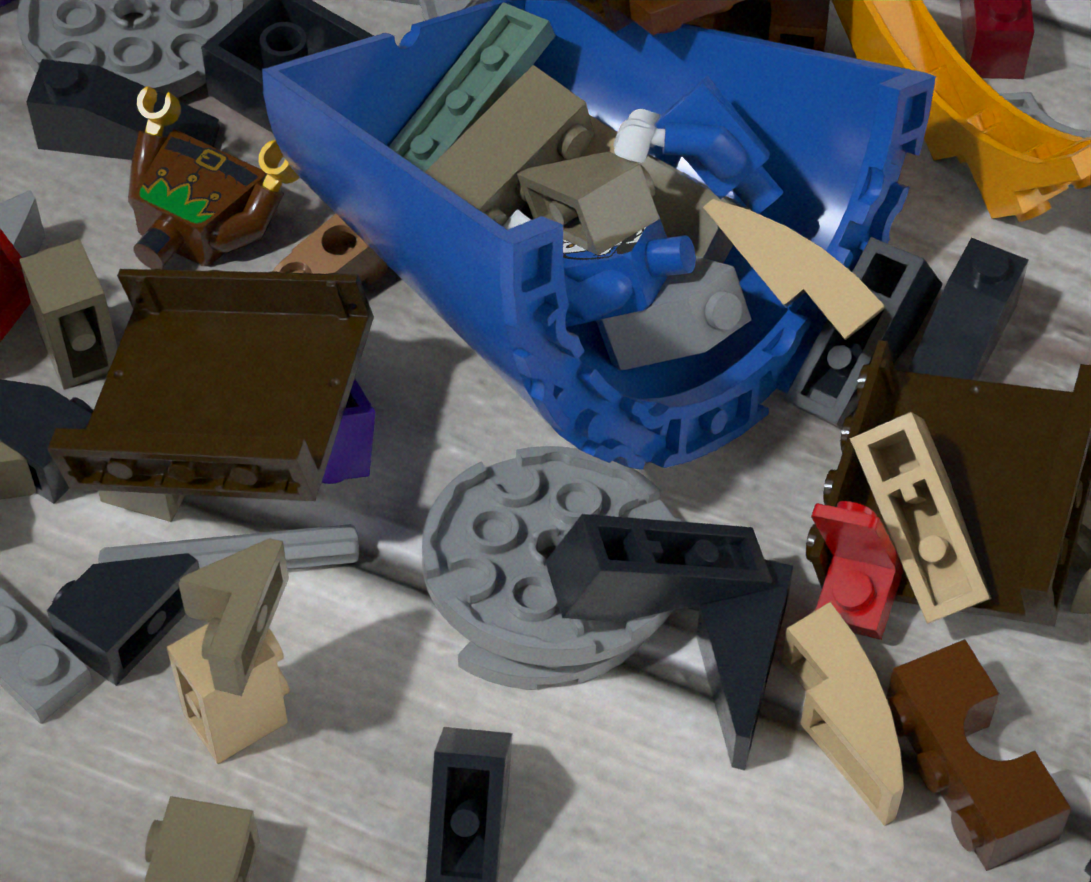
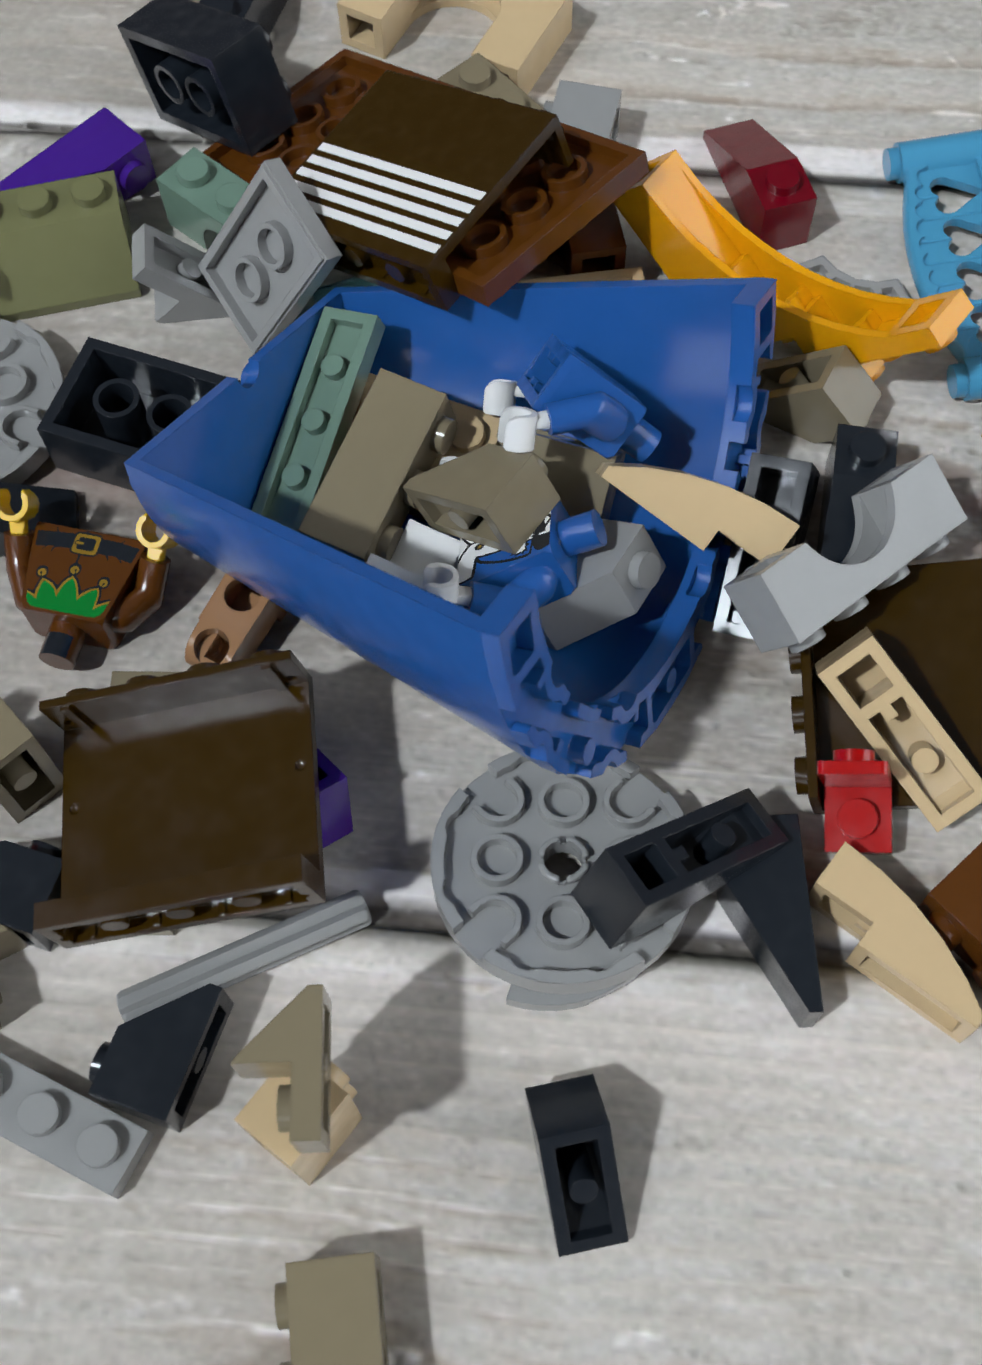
camera: 15 degrees left, 10 degrees up
(858, 358) = (799, 591): none -> light grey arch
(964, 205) = (817, 392): none -> dark tan slope

